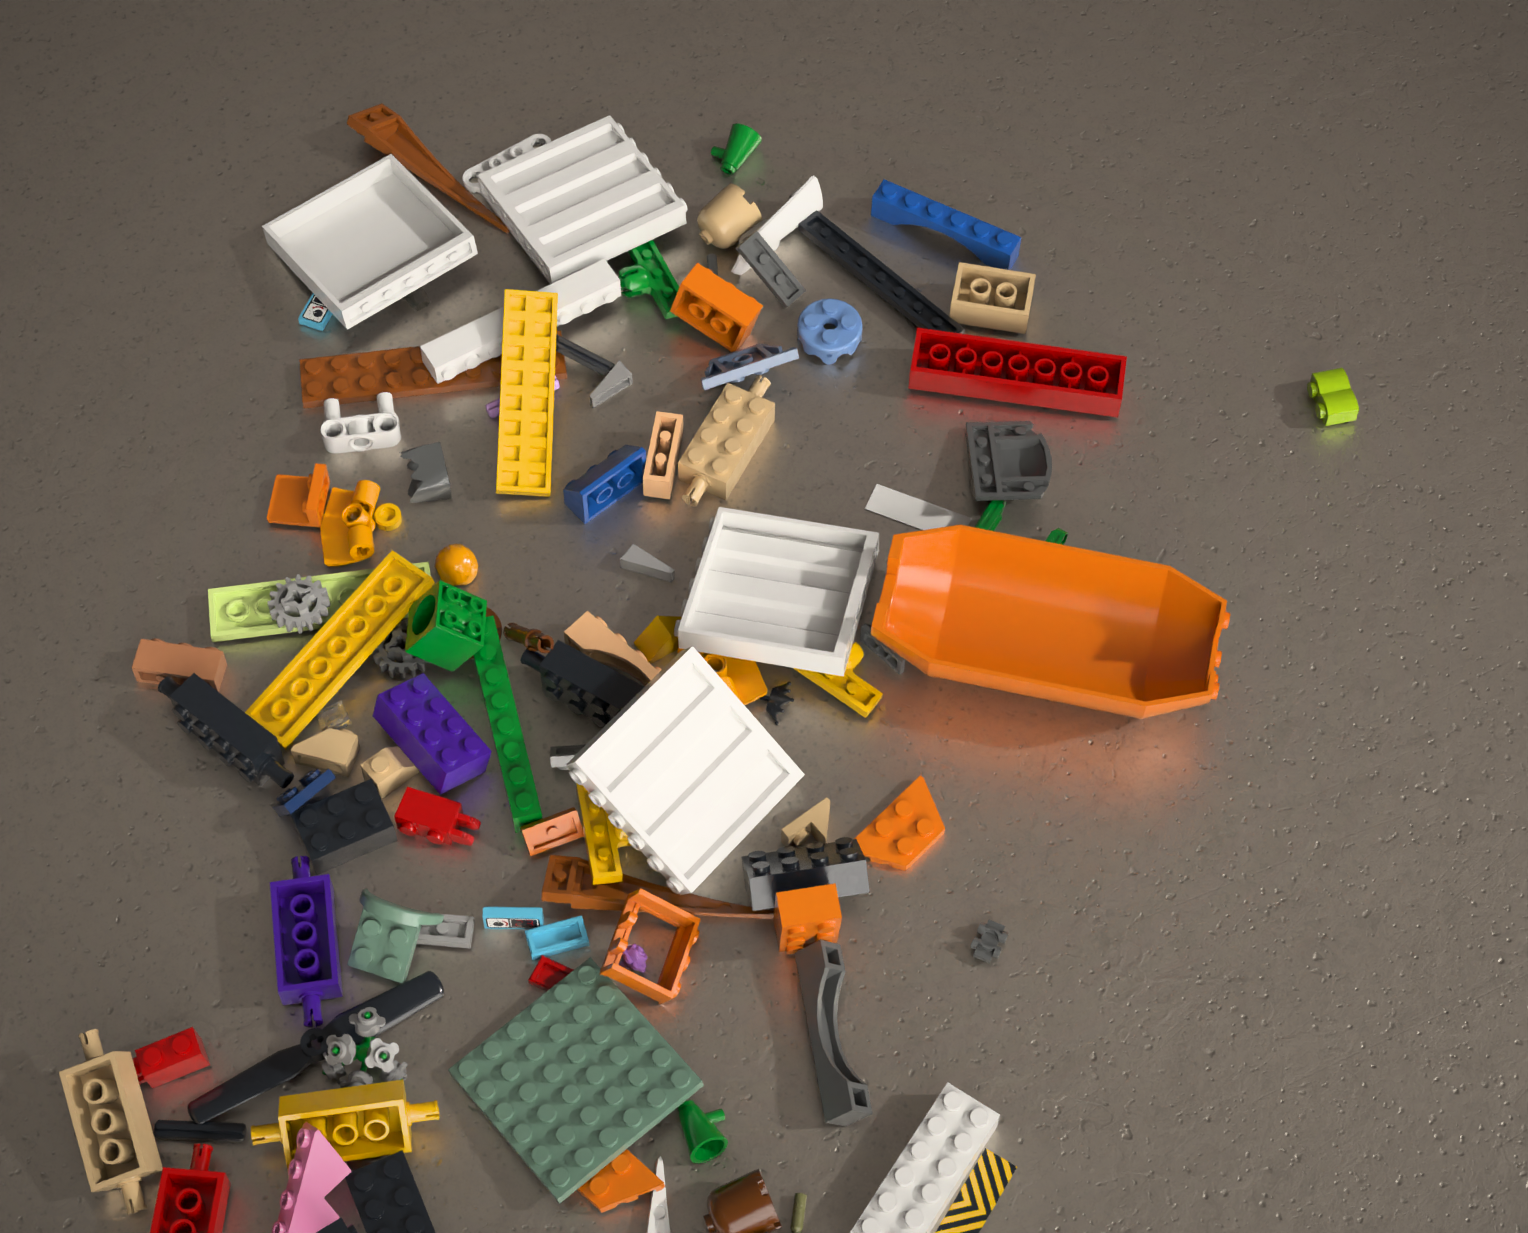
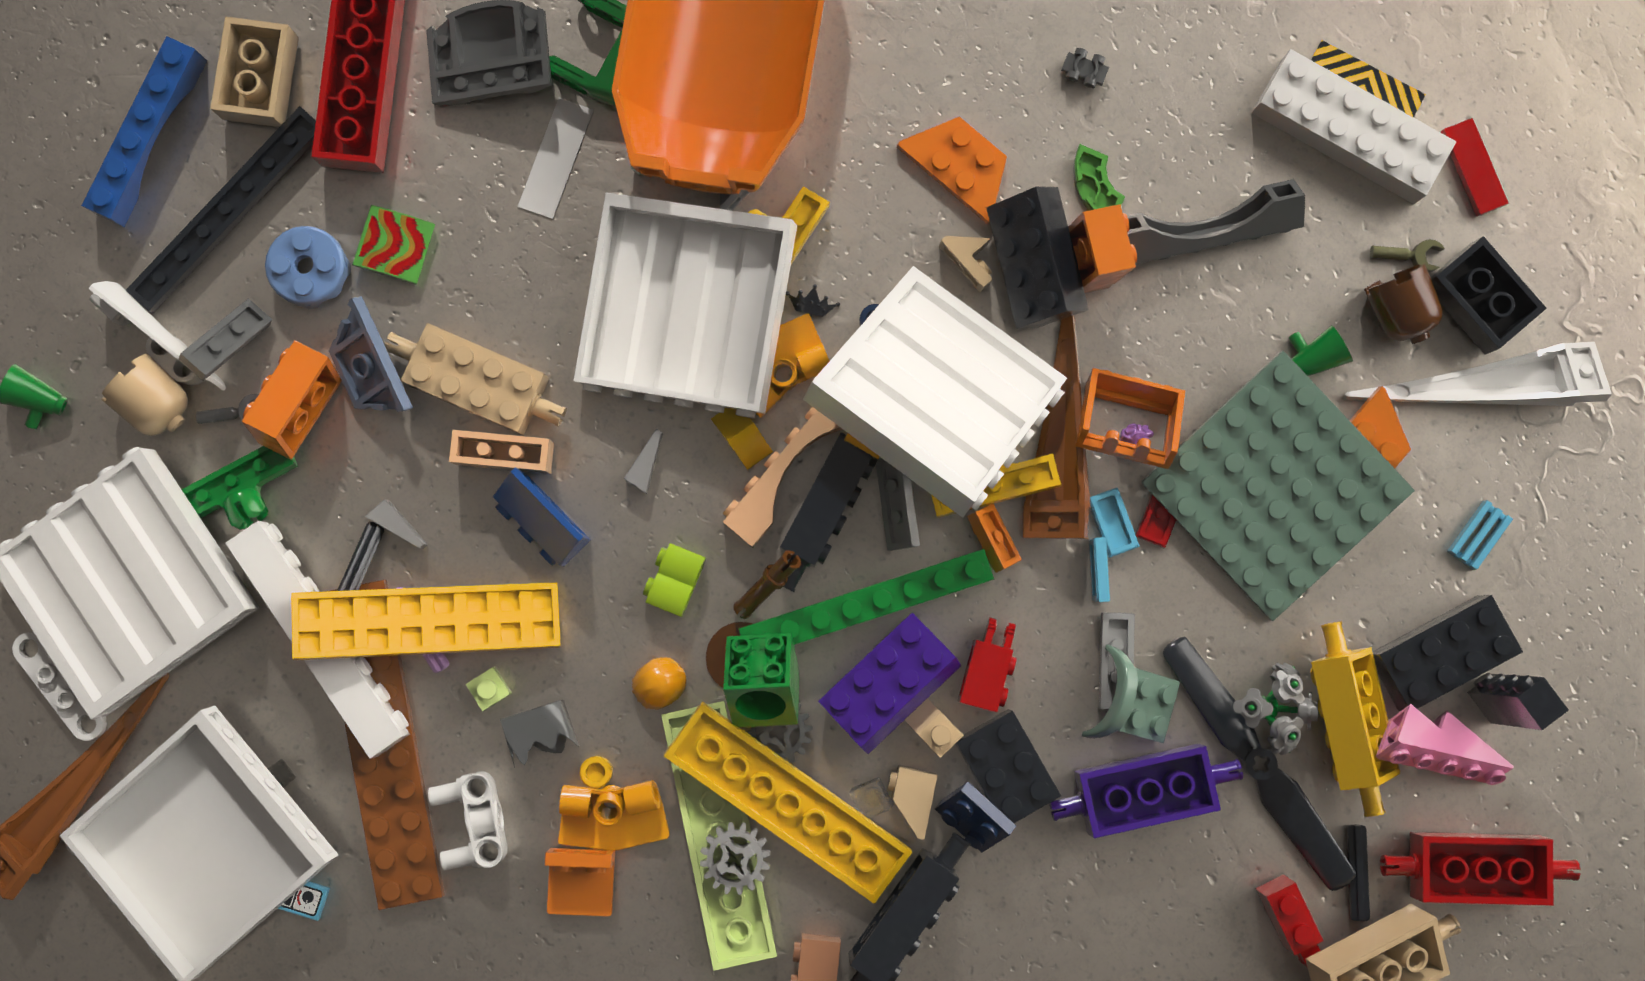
camera: 100 degrees left, 25 degrees up
(467, 443) = (488, 688): none -> yellowish green plate
(542, 579) = (675, 579): none -> lime brick
(845, 391) = (393, 244): none -> slope
(877, 944) = (1092, 179): none -> bright green tile

